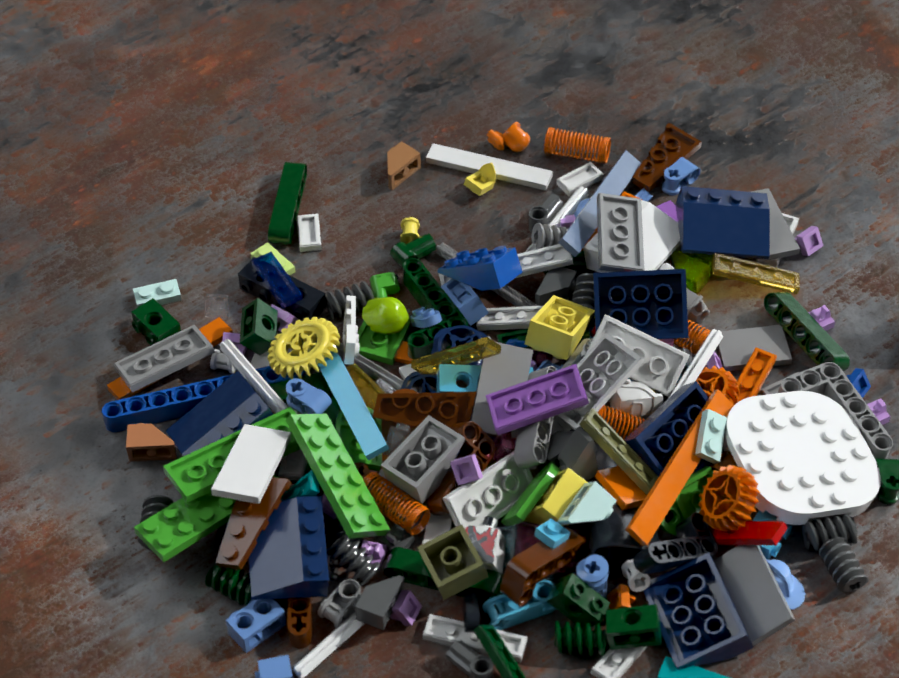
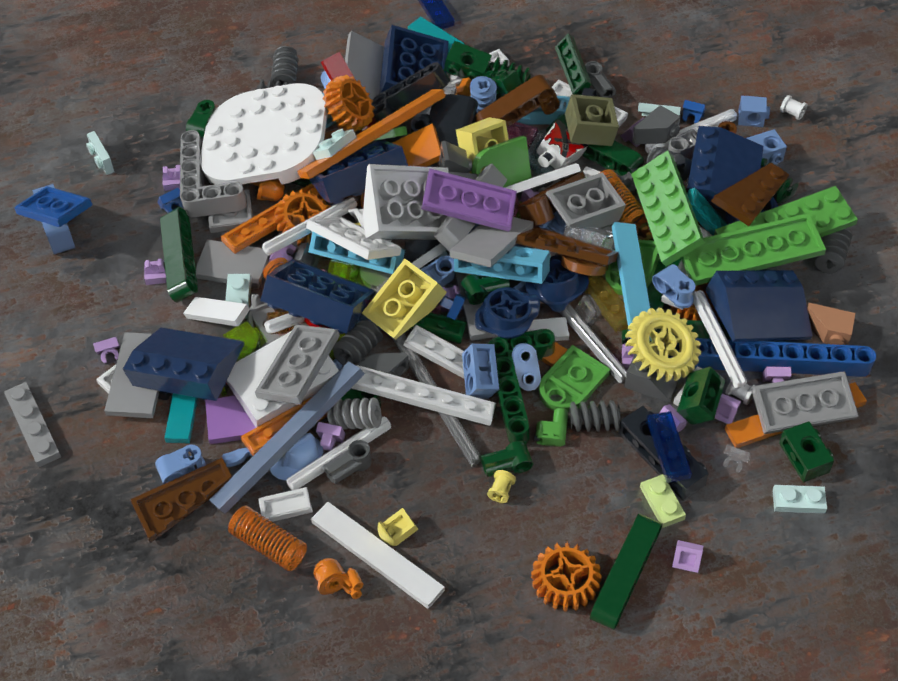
camera: 160 degrees left, 5 degrees up
(192, 375) = (776, 374): none -> lavender tile
(241, 223) = (687, 556): none -> lavender tile
(251, 463) = (744, 218): white tile -> none
(309, 232) = (611, 529): white tile -> none
(334, 185) = (583, 568): none -> orange gear
(345, 657) = (693, 109): none -> blue tile
(350, 331) = (611, 354): white wing -> none
(385, 315) = (564, 380): lime hair -> none
(387, 646) = (647, 108): none -> light aqua plate
(402, 163) = (477, 582): medium nougat slope -> none
(457, 355) = (524, 265): clear yellow tile -> none
(466, 469) = (551, 178): lavender tile -> none
(484, 268) = (456, 378): blue slope -> none
(552, 533) = (505, 109): medium azure plate -> none
(588, 505) = (469, 112): light aqua slope -> none
(619, 450) = (421, 150): olive tile -> none
(725, 315) = (239, 289): none -> light aqua plate
(732, 289) = (216, 311): none -> white tile
(756, 273) = (182, 320): clear yellow tile -> none
(826, 177) = (32, 424): none -> light grey plate

